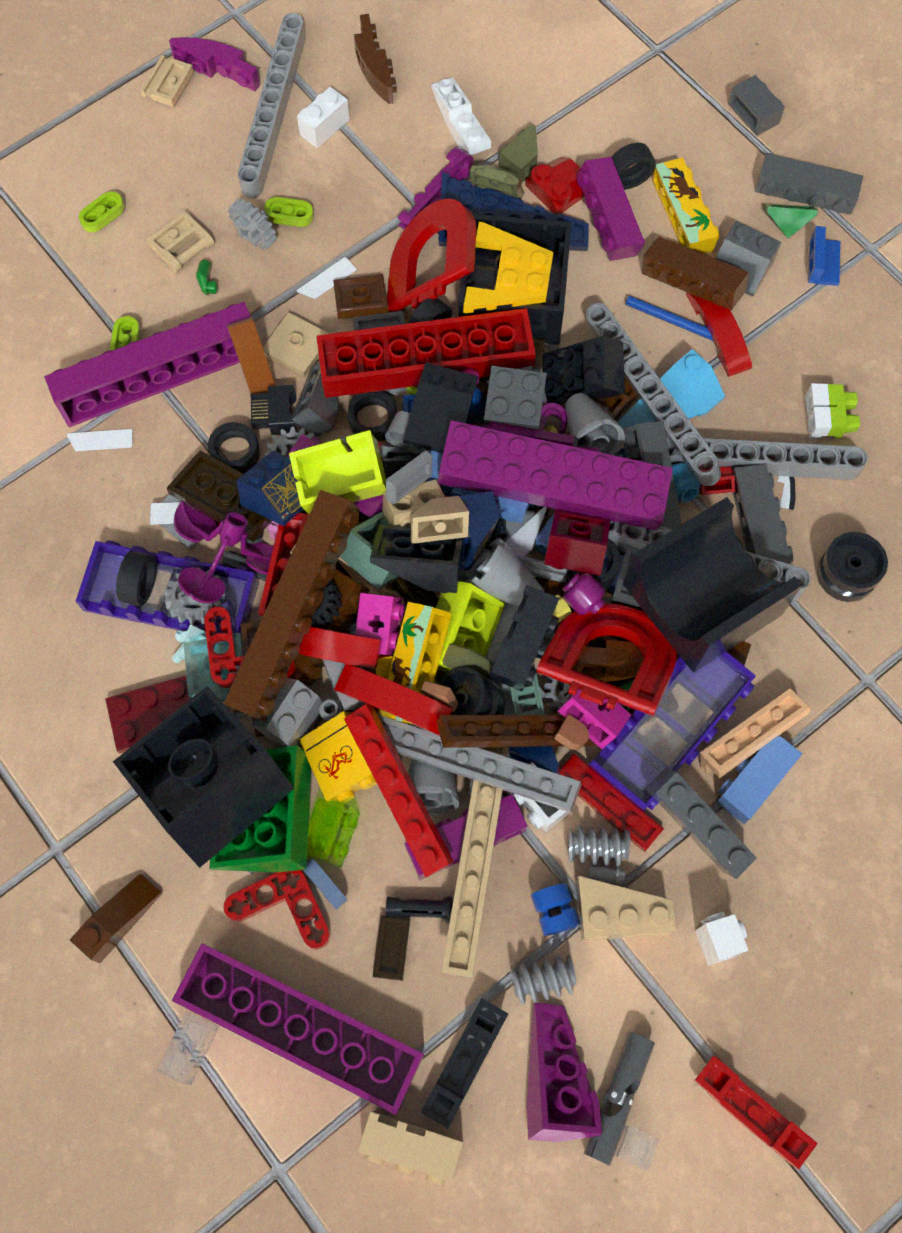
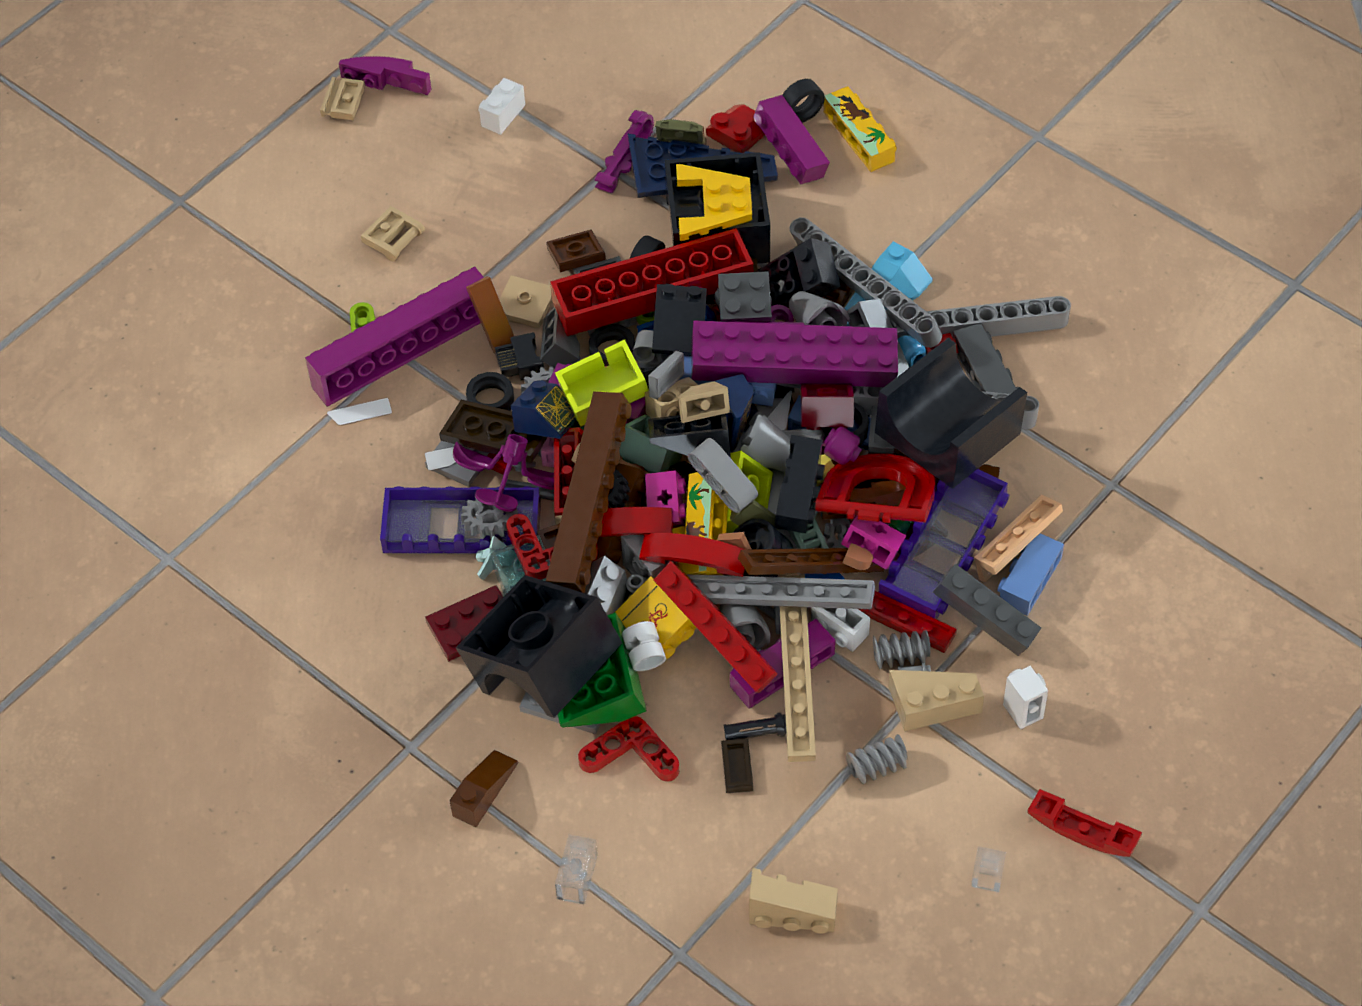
camera: 10 degrees left, 15 degrees down
(100, 211) = (308, 221): lime plate -> none
(136, 578) = (433, 508): black tyre -> none
(202, 275) = (422, 259): green arm -> none
(252, 224) = (460, 205): light grey gear -> none
(272, 106) = (450, 104): light grey beam -> none
(290, 211) = (489, 191): lime plate -> none
(299, 1028) = (671, 832): magenta brick -> none
(317, 794) = (644, 646): none -> white wheel
(324, 281) = (538, 243): white sticker -> none
(324, 884) = (665, 724): sand blue beam -> none
(331, 831) = (661, 685): clear neon green bracket -> none
(374, 61) = (537, 52): reddish brown slope -> none
(440, 619) = (722, 475): none -> light grey beam
(459, 117) = (630, 86): white slope -> none
(460, 253) = (609, 209): red piece -> none
(464, 1063) = (825, 833): black slope -> none
(520, 154) = (696, 106): olive slope -> none
(552, 899) = (877, 708): blue wheel -> none
(558, 1090) = (909, 840): magenta wedge -> none
(624, 1085) = (966, 834): dark grey piece -> none
(669, 317) = (871, 223): blue bar -> none
(695, 273) = (881, 180): reddish brown brick -> none
(726, 334) = (918, 222): red slope -> none
(749, 251) = (924, 161): dark grey slope -> none
(756, 105) = (905, 32): dark grey piece -> none
(788, 495) = (1008, 350): white sticker -> none
(790, 217) = (958, 122): slope -> none
(809, 183) = (969, 90): dark grey brick -> none
(823, 259) = (996, 151): blue panel -> none
(827, 411) = (1027, 273): hips -> none
(852, 566) = (1075, 393): black wheel -> none

